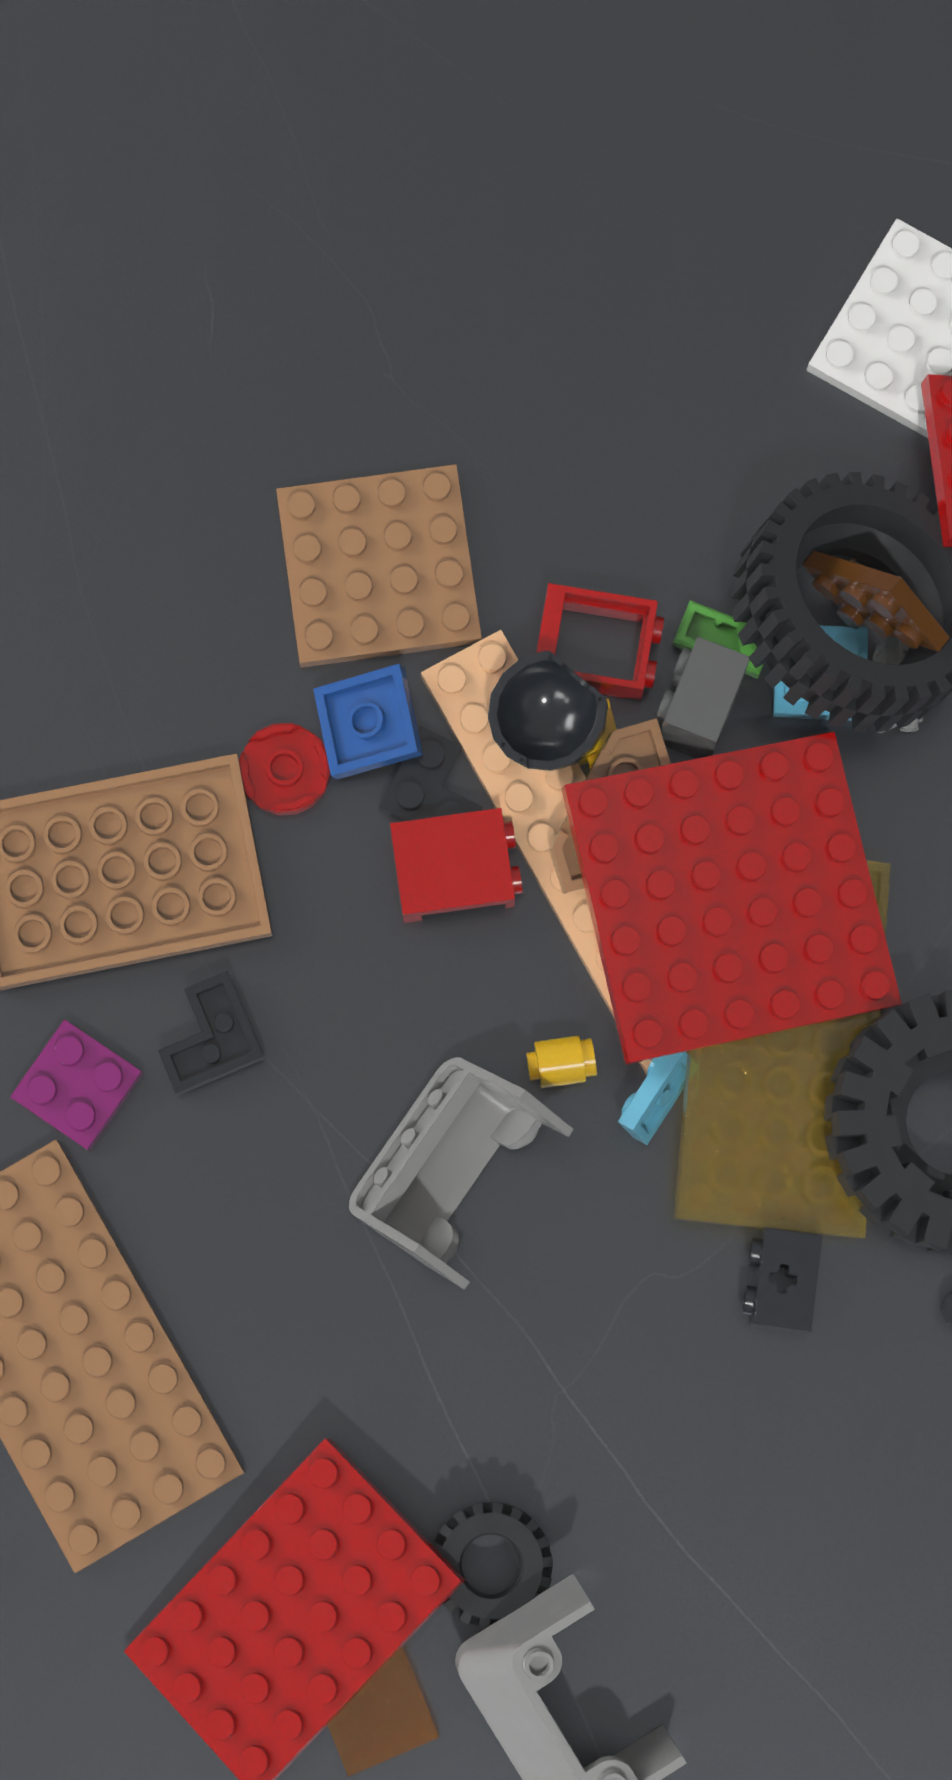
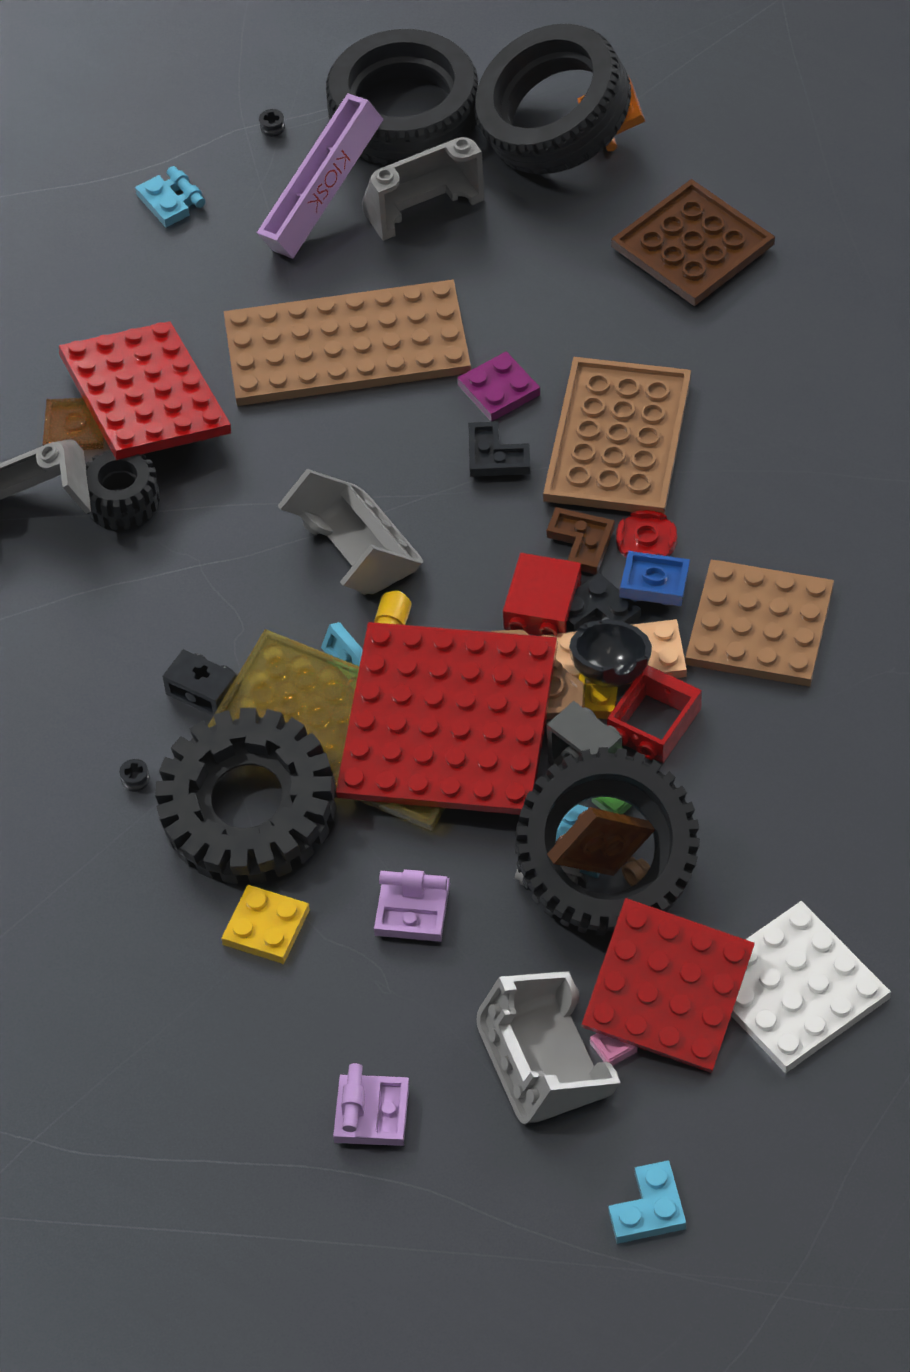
camera: 115 degrees right, 25 degrees down
(317, 841) = (587, 534): none -> reddish brown plate

